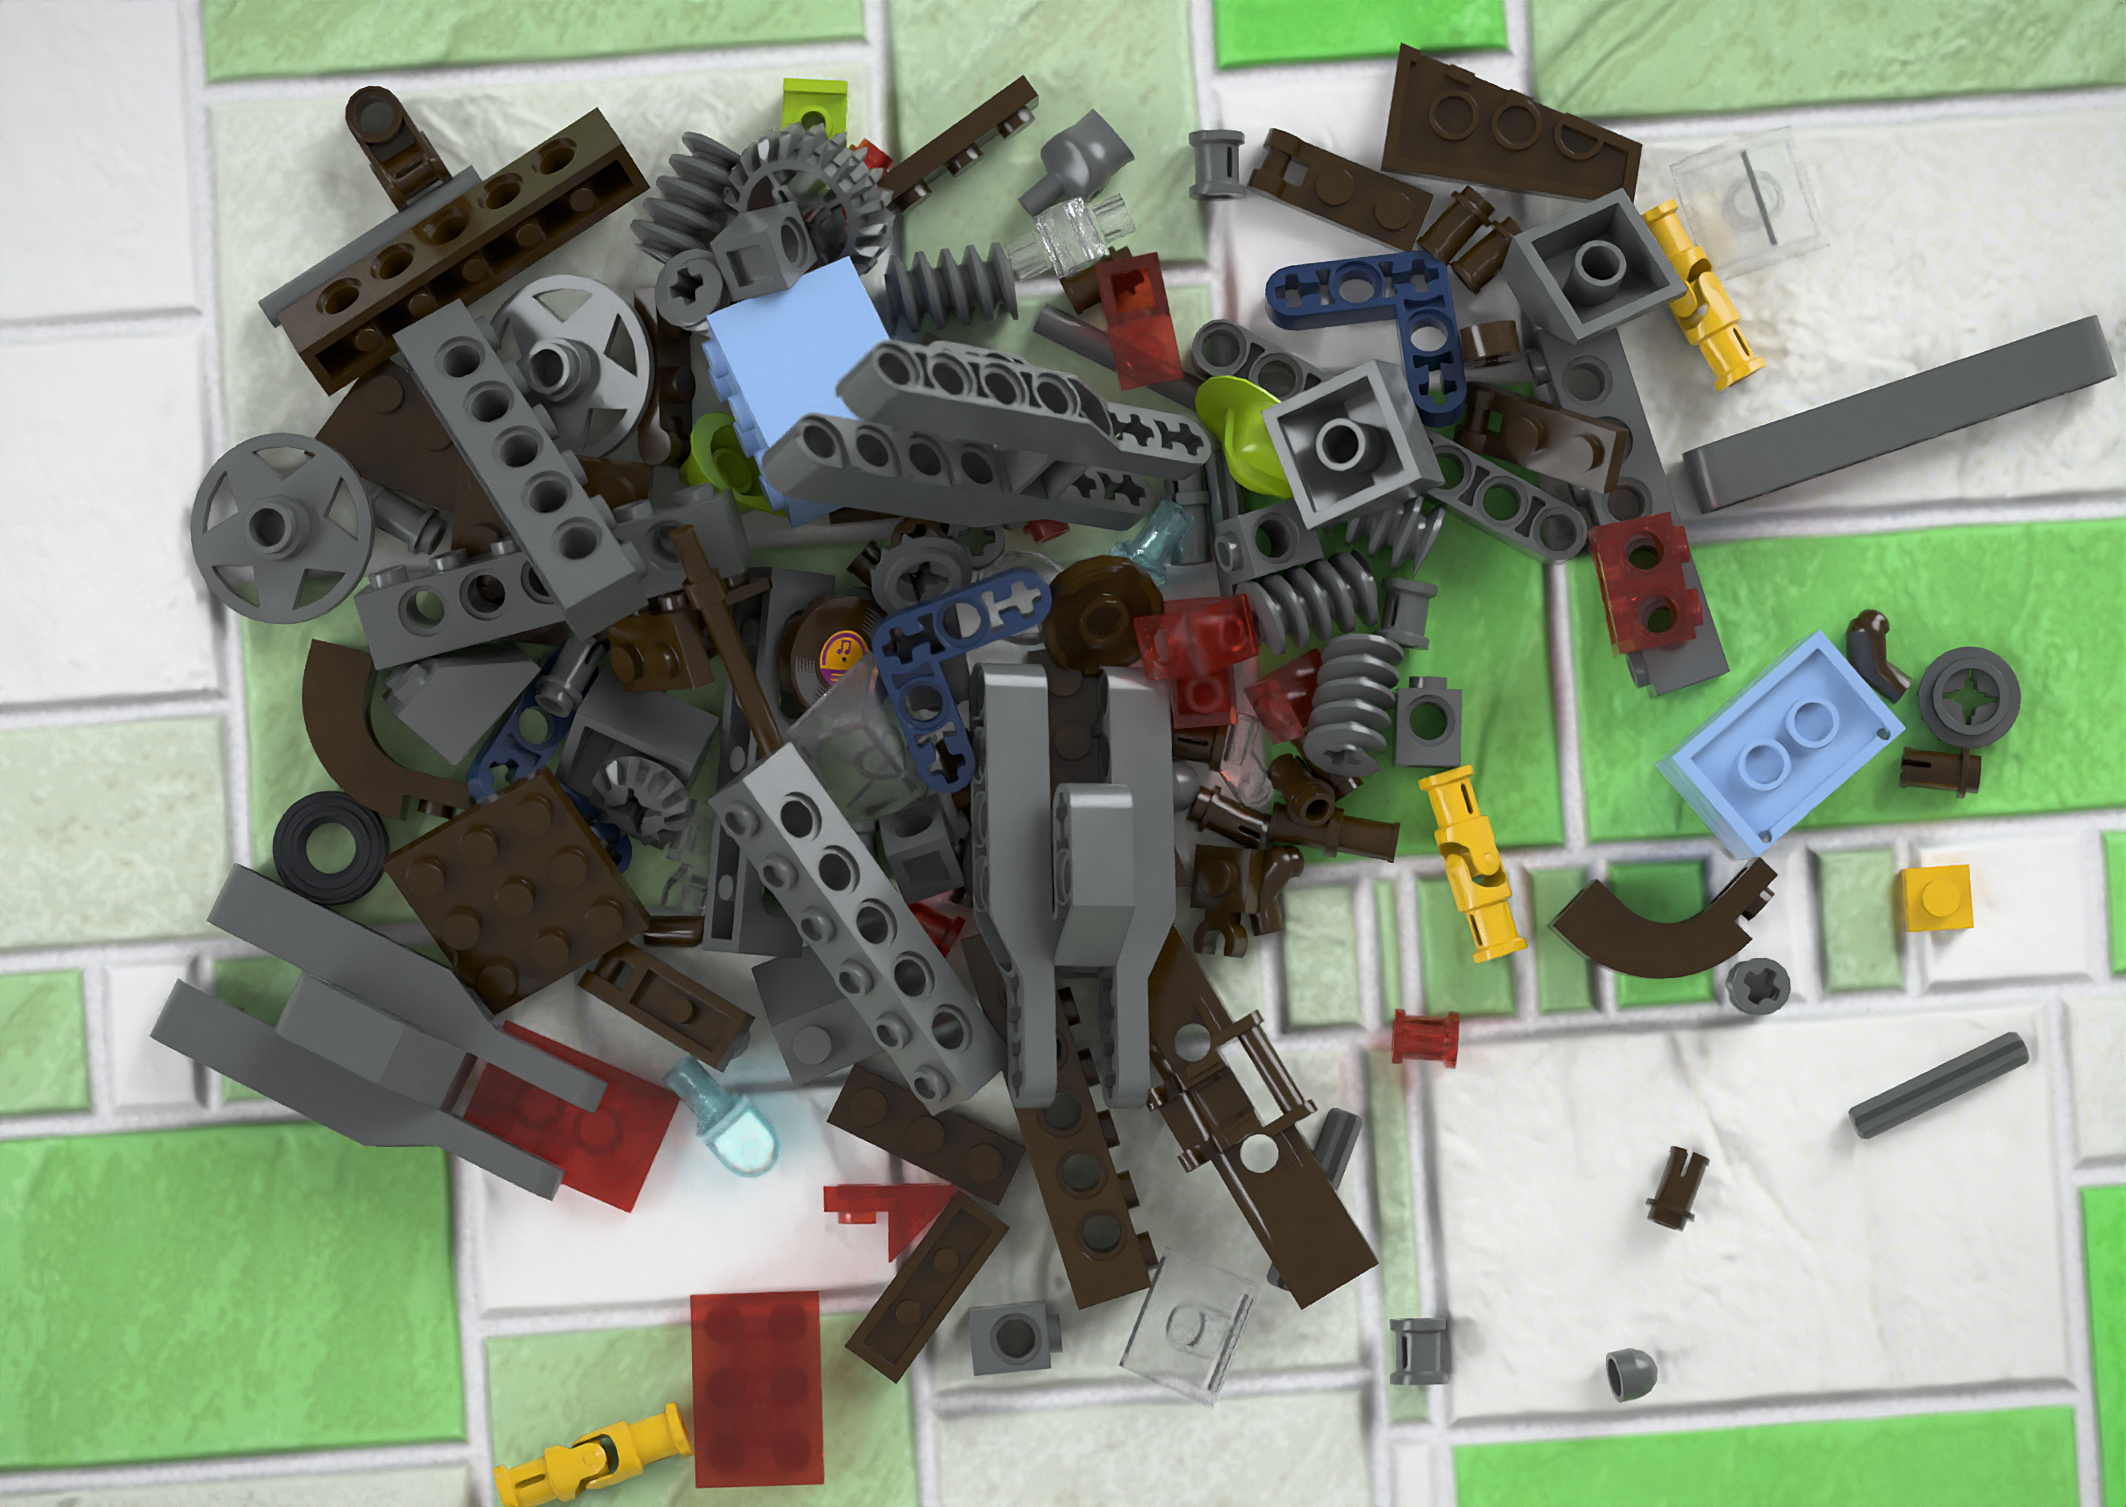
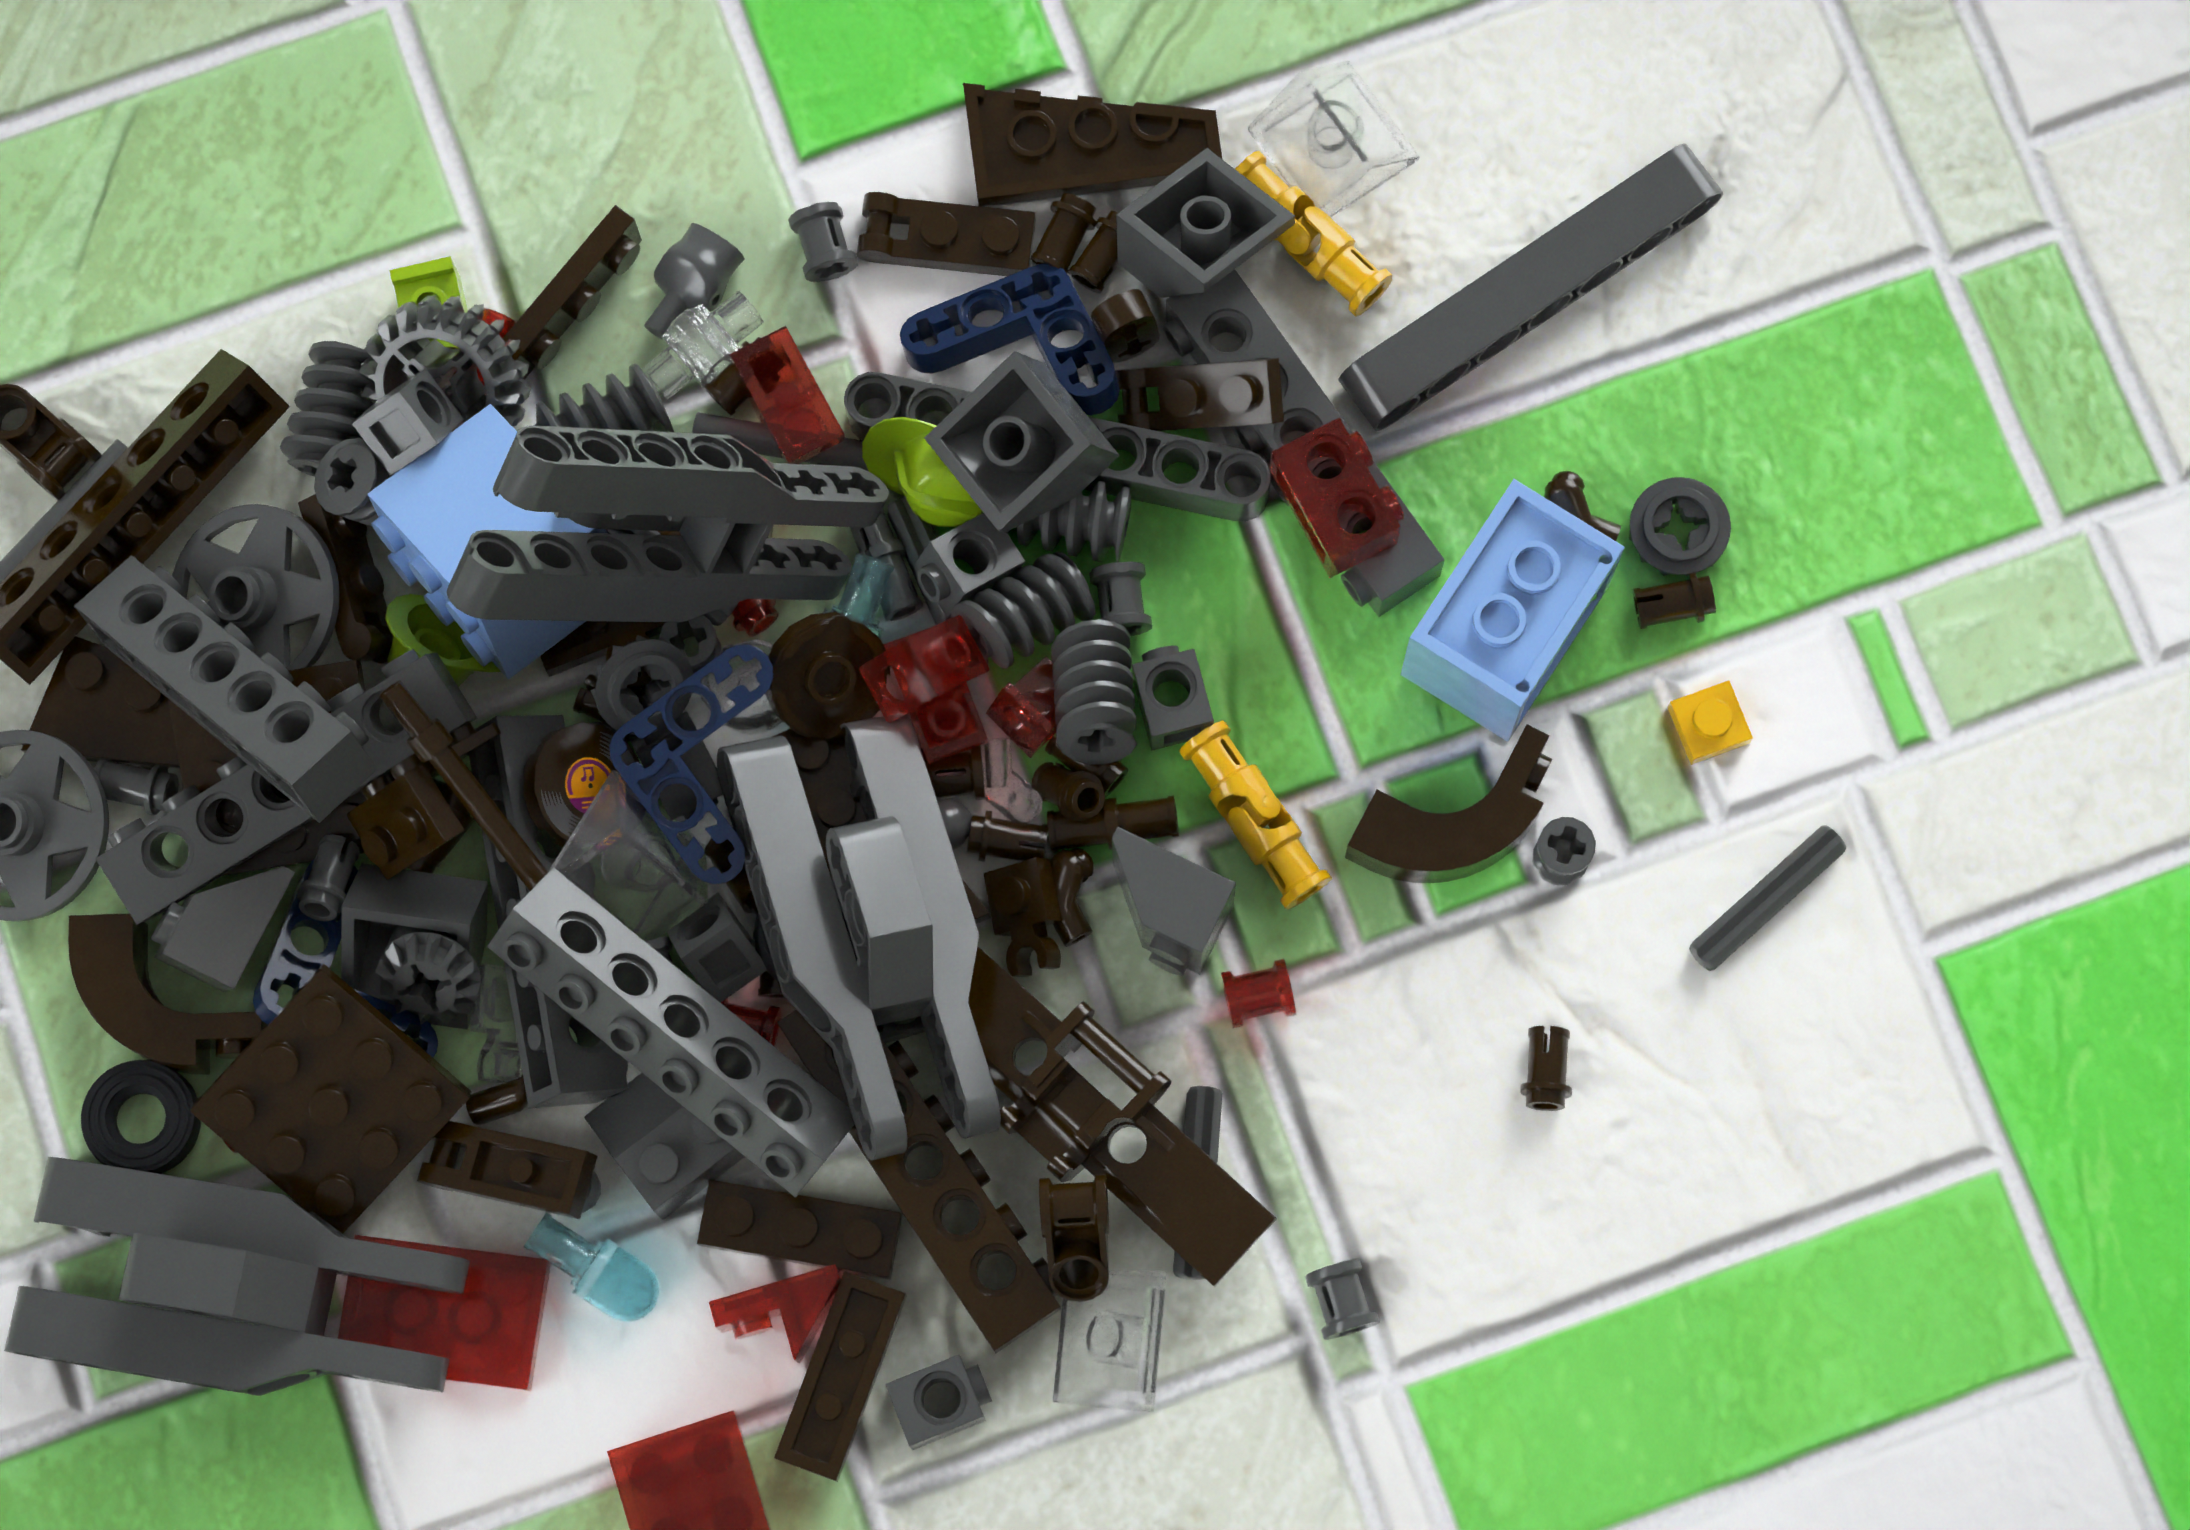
camera: 10 degrees left, 10 degrees down
(1186, 1229) = (1076, 1236): none -> dark brown piece
(1367, 934) = (1172, 902): none -> dark grey slope
(1630, 1373) = (1556, 1261): dark grey hinge -> none

